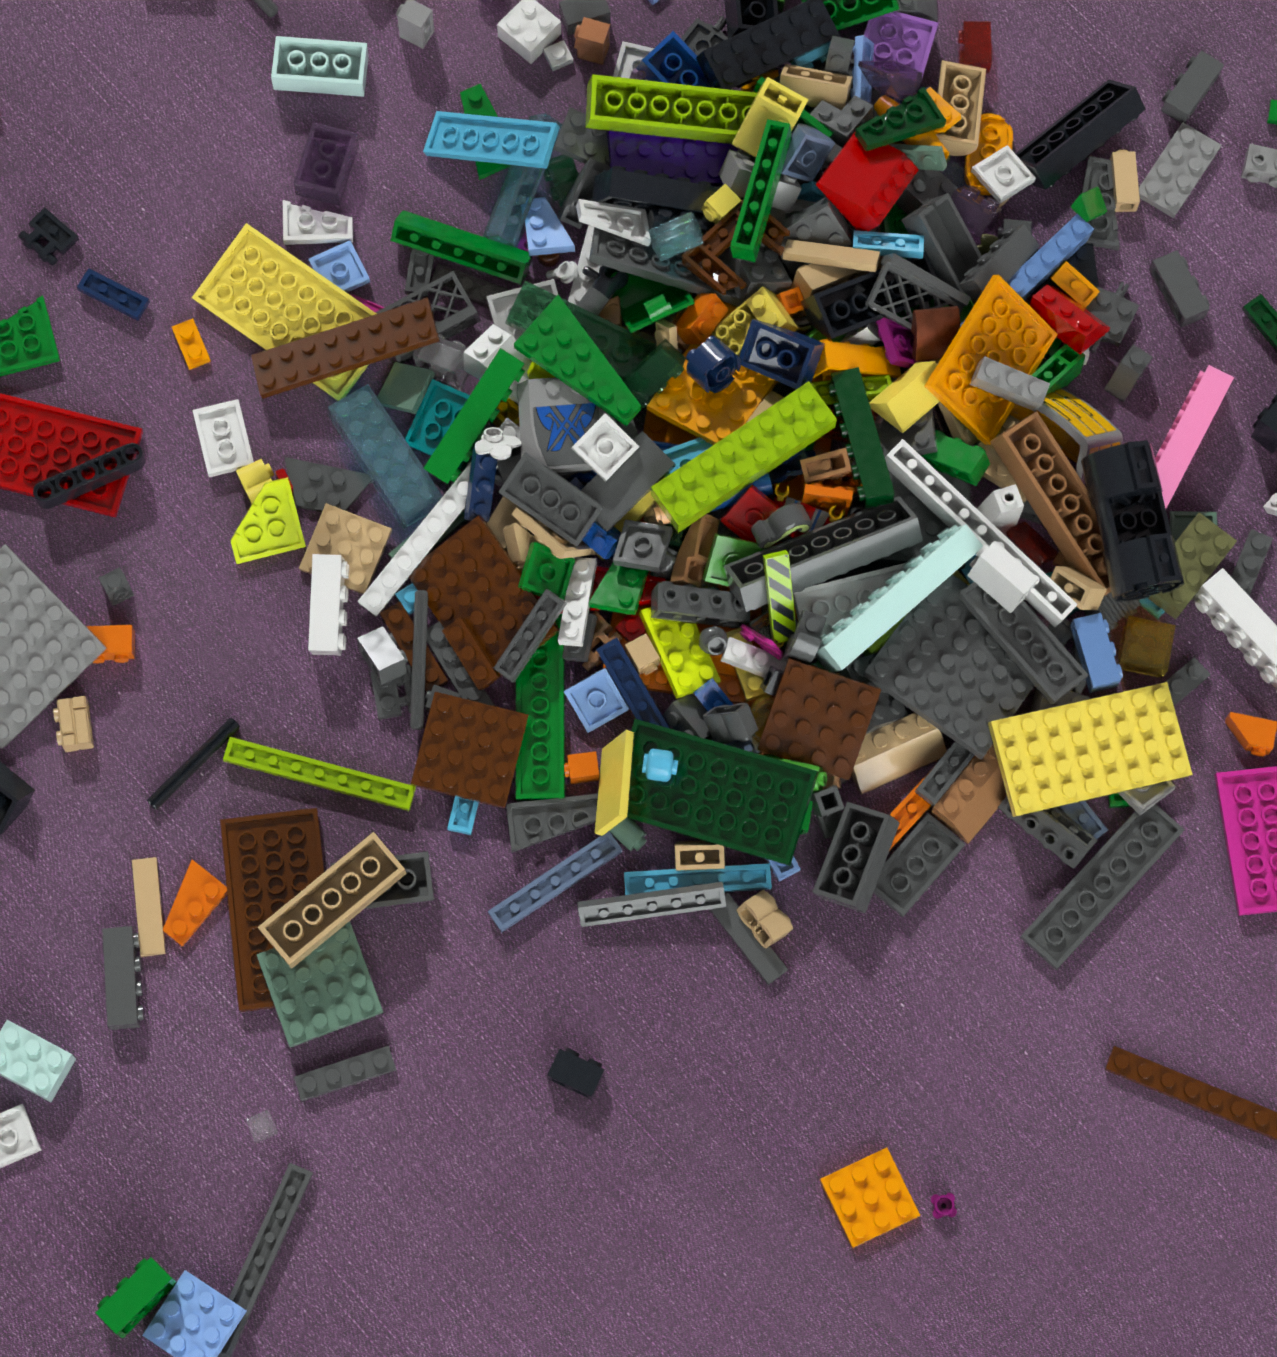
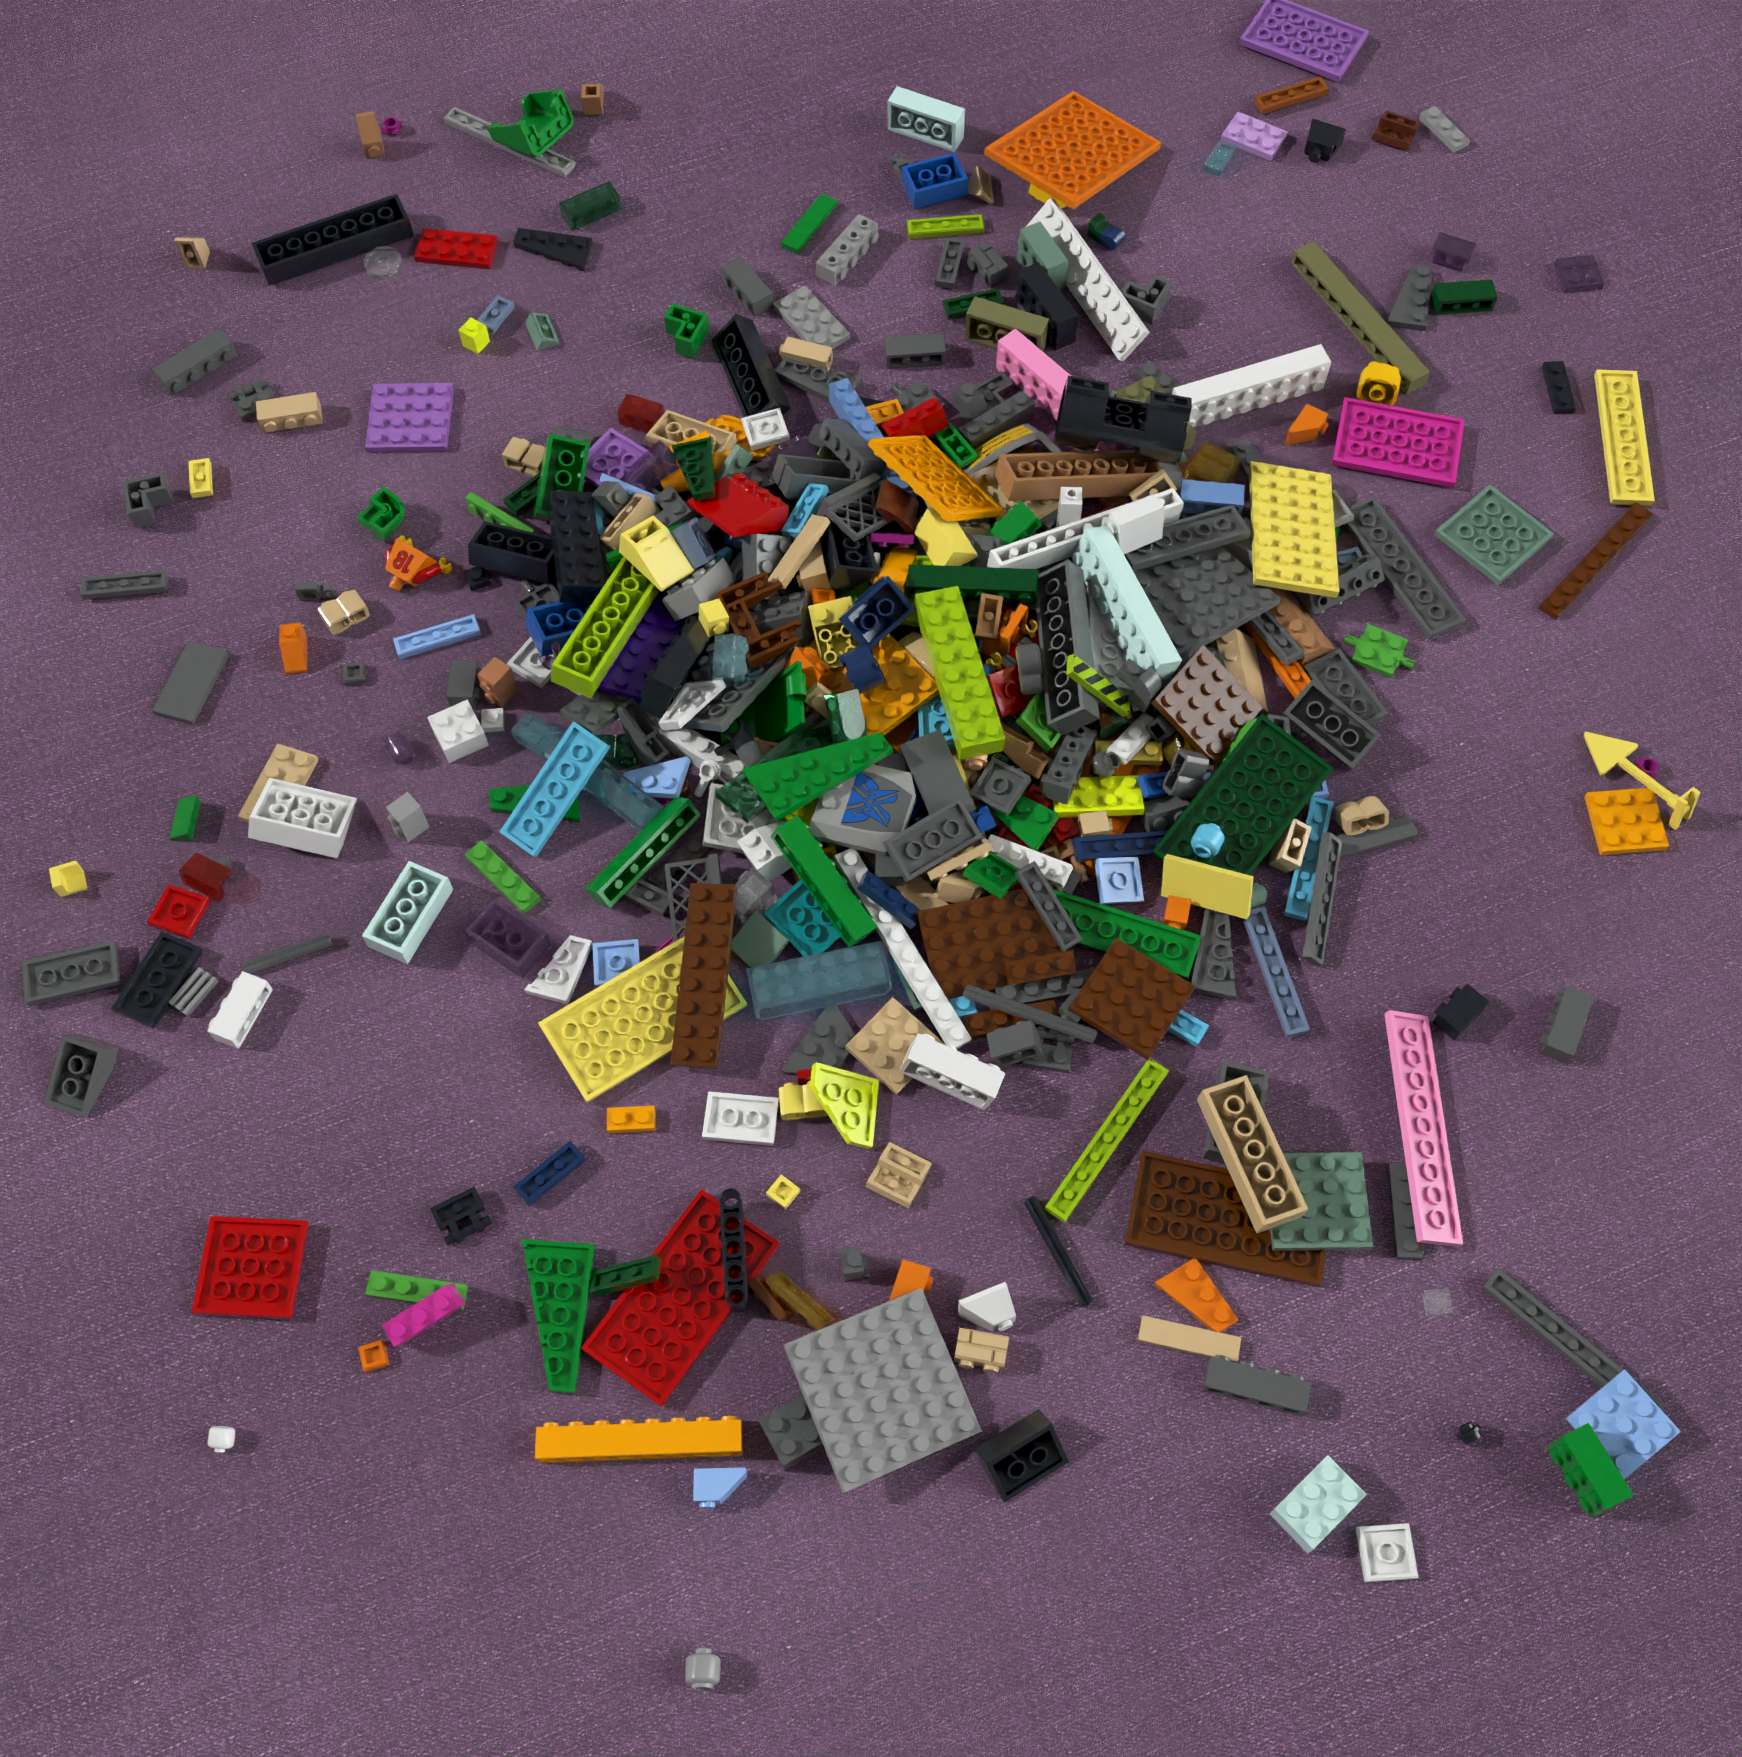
camera: 65 degrees left, 10 degrees down
(36, 393) = (625, 1275): none -> dark green plate
(60, 526) = (776, 1306): none -> reddish brown plate
(67, 551) = (799, 1300): none -> clear yellow plate
(112, 718) = (989, 1308): none -> white slope
(142, 1183) = (1469, 1432): none -> black plate
(165, 501) = (783, 1192): none -> light yellow plate
(219, 597) = (898, 1175): none -> tan slope
(393, 134) = (502, 877): none -> bright green plate
(434, 1065) = (1423, 1129): none -> bright pink plate
(496, 443) = (861, 868): white plate -> none
(554, 98) = (534, 734): none -> clear light blue brick
(599, 1182) = (1565, 1024): none -> dark grey brick
(605, 447) = (905, 776): white plate -> none
(761, 190) = (723, 574): green brick -> none
(766, 644) = (1120, 726): dark pink piece -> none
(948, 1162) = (1611, 752): none -> light yellow piece
(983, 889) = (1379, 651): none -> bright green plate
(1010, 384) = (968, 464): light grey brick -> none
(1090, 204) = (822, 378): green slope -> none
(1105, 52) = (688, 329): none -> green brick
(1116, 404) = (1001, 418): none -> dark grey brick
(1156, 383) = (995, 387): none -> dark grey plate
(1188, 974) = (1494, 534): none -> sand green plate
(1244, 362) = (991, 321): none -> olive brick

